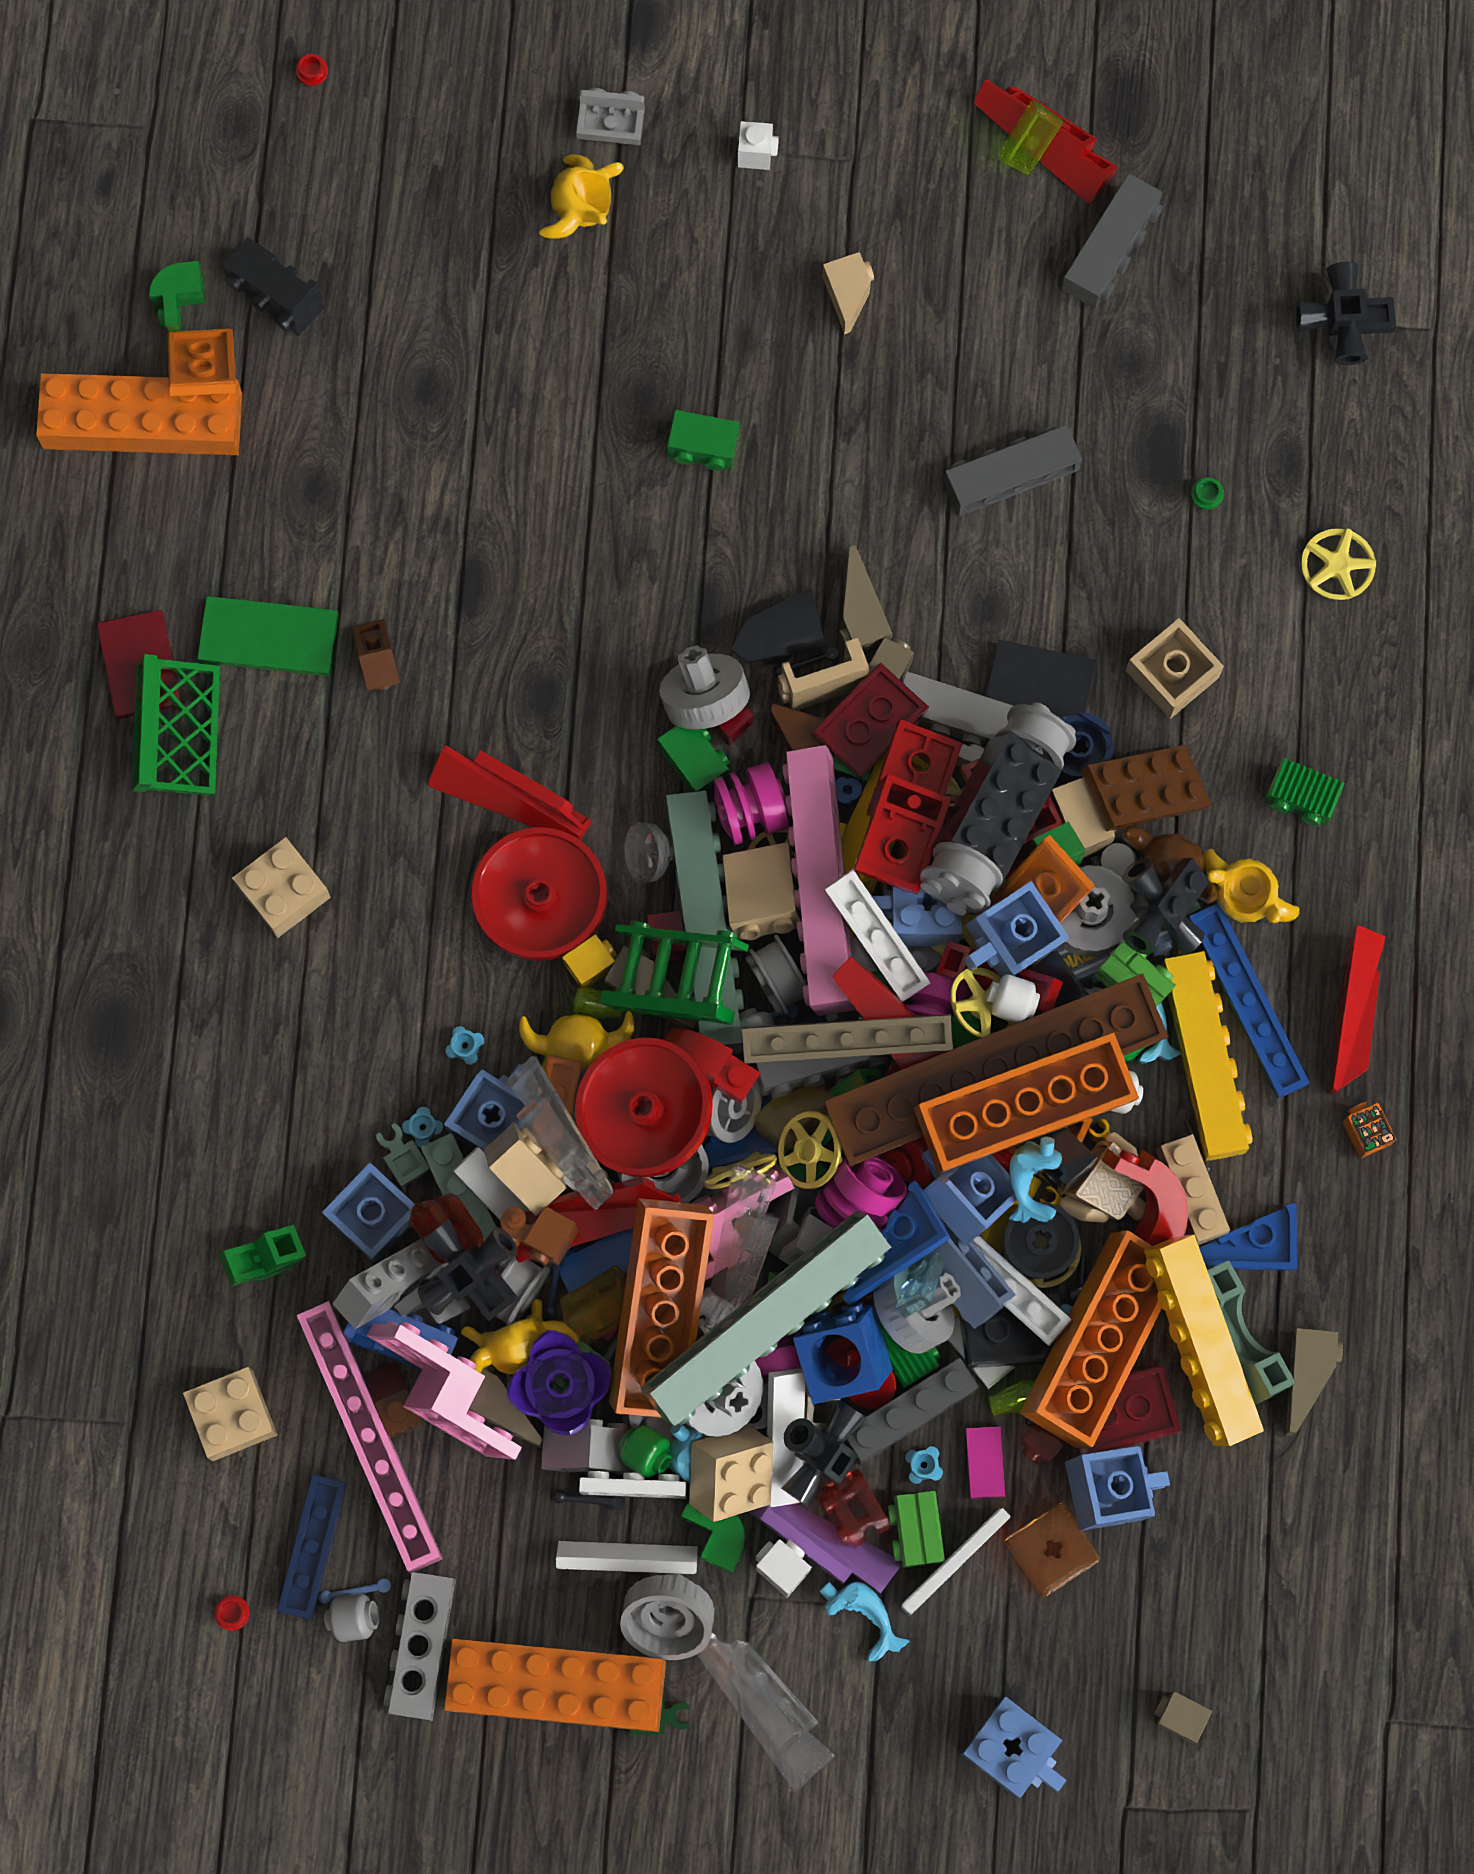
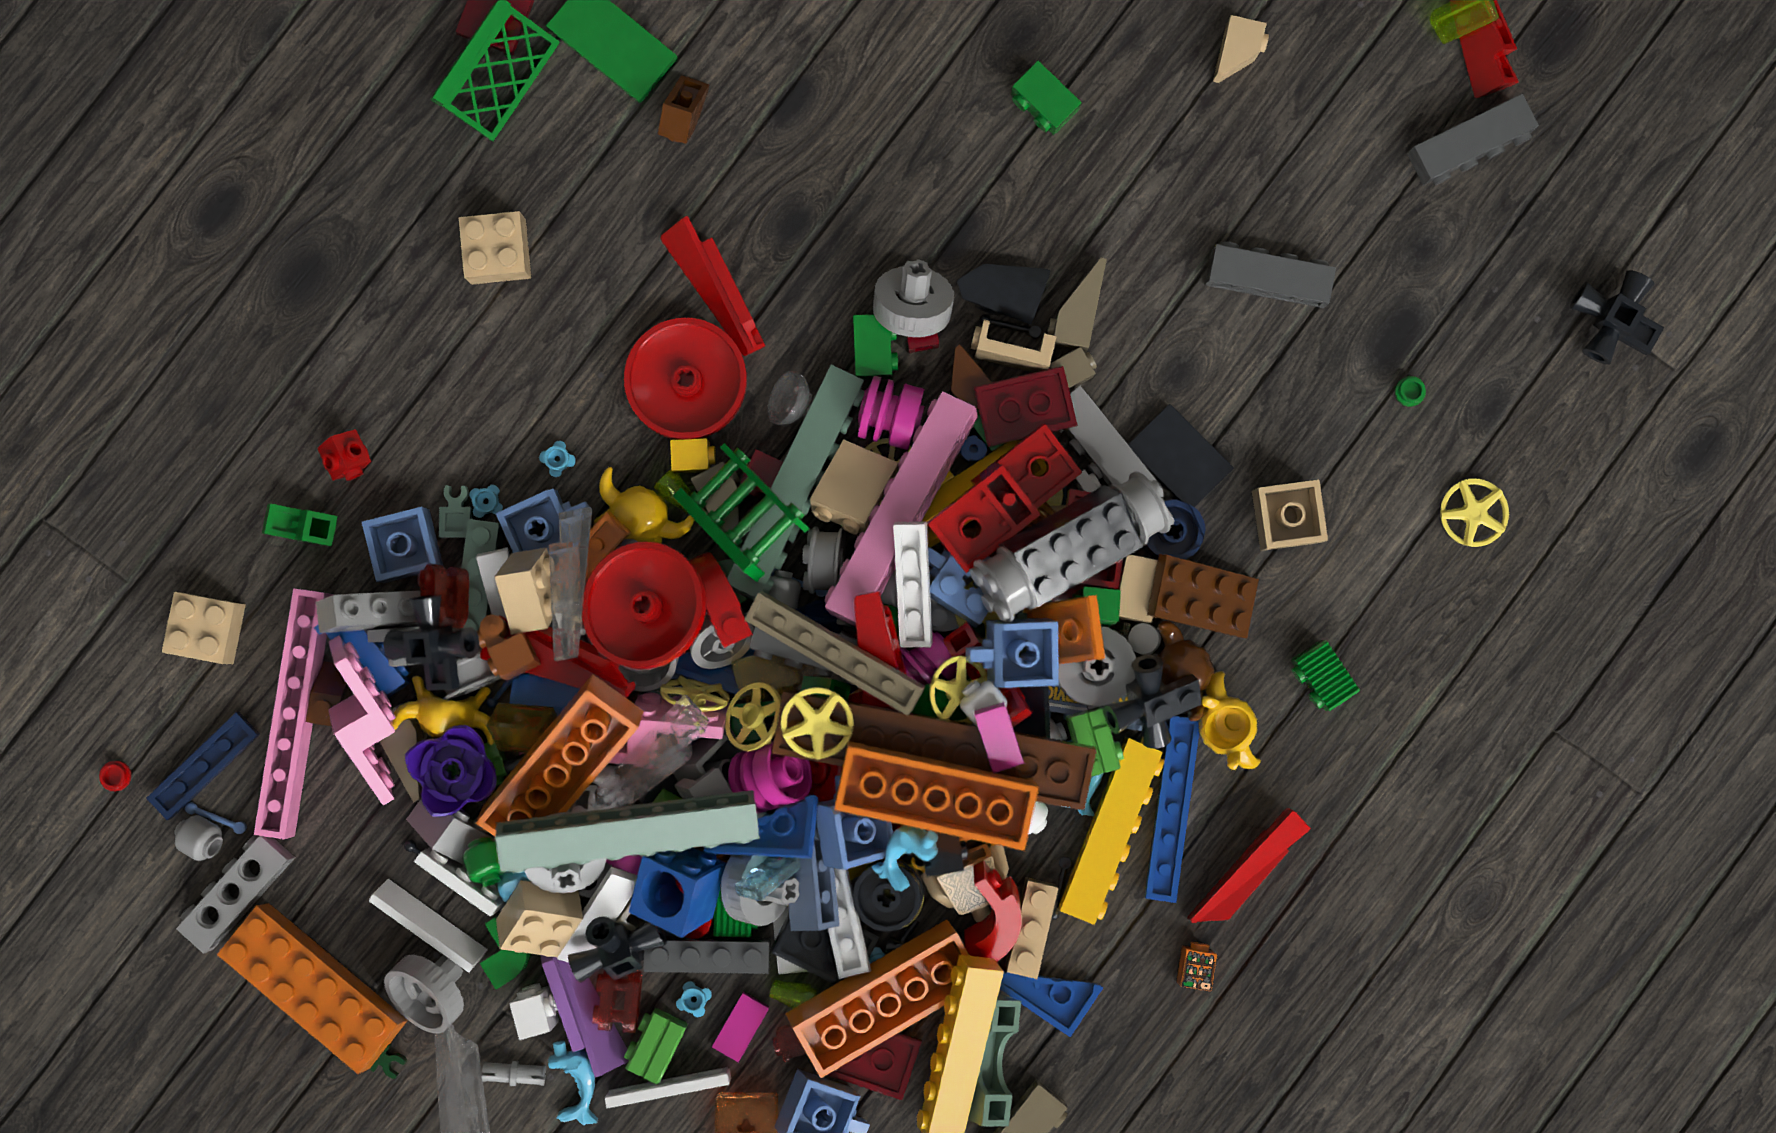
camera: 30 degrees right, 10 degrees up
(262, 1166) = (344, 455): none -> red brick
(800, 1645) = (514, 1073): none -> light grey pin
(874, 1109) = (817, 723): none -> light yellow wheel
(1047, 1016) = (998, 737): none -> dark pink tile

